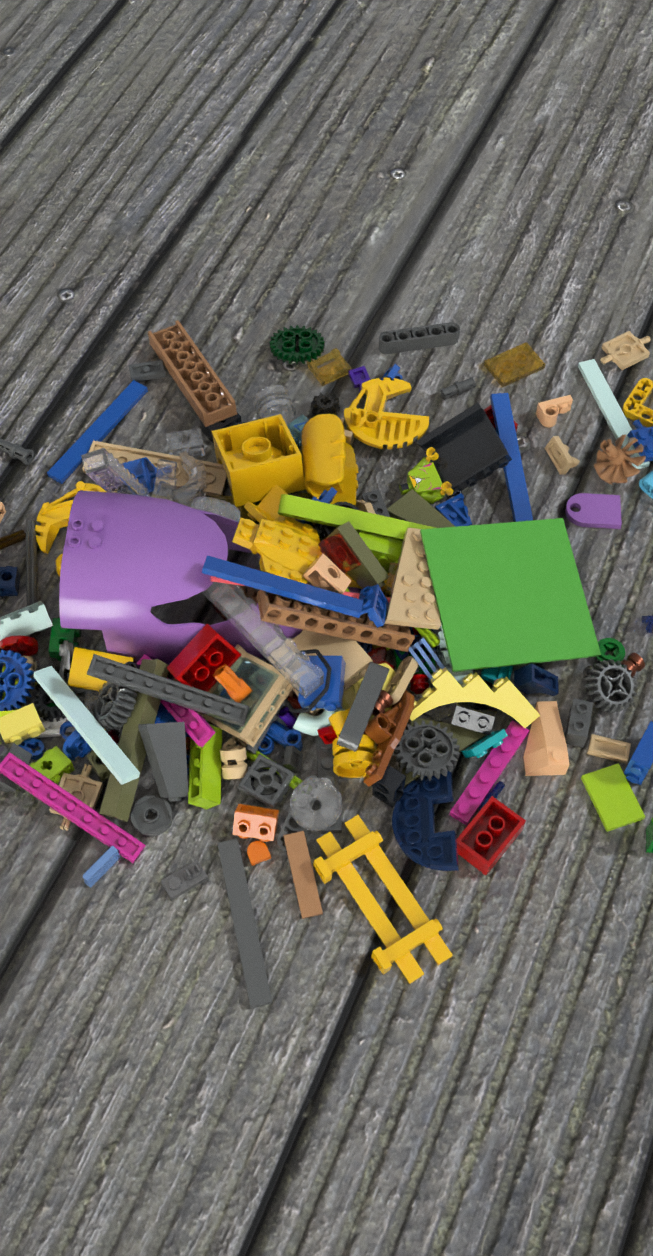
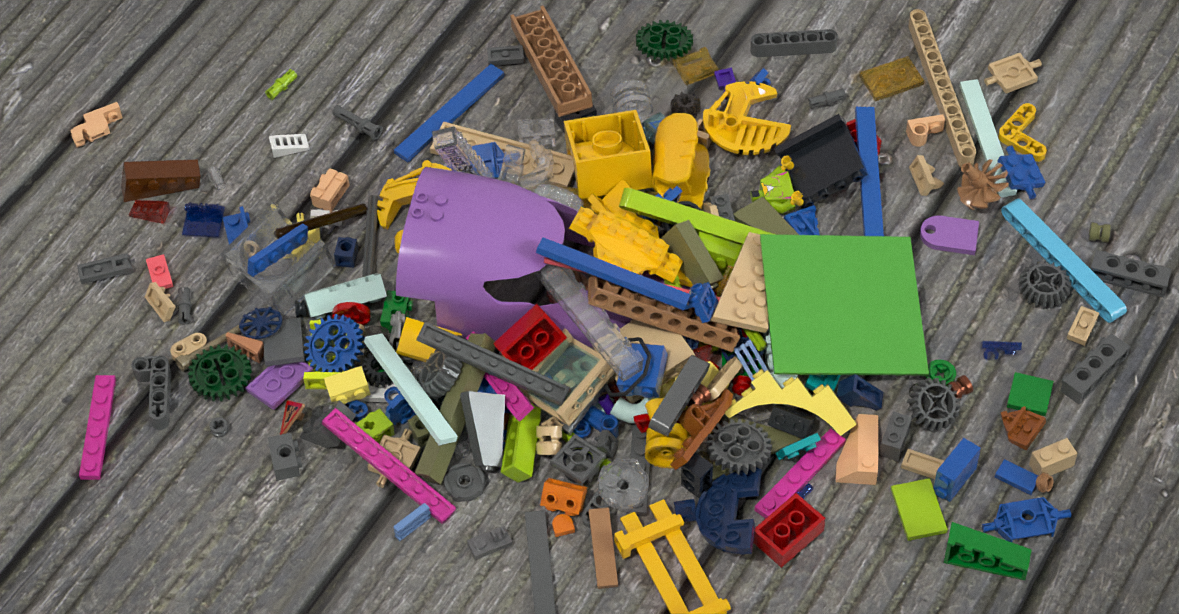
camera: 10 degrees right, 5 degrees down
(235, 686) = (558, 368): orange piece -> none
(327, 575) = (658, 268): light nougat brick -> none
(339, 553) = (674, 250): clear red plate -> none
(381, 822) = (686, 509): none -> dark blue tile
(564, 371) = (941, 87): none -> tan beam

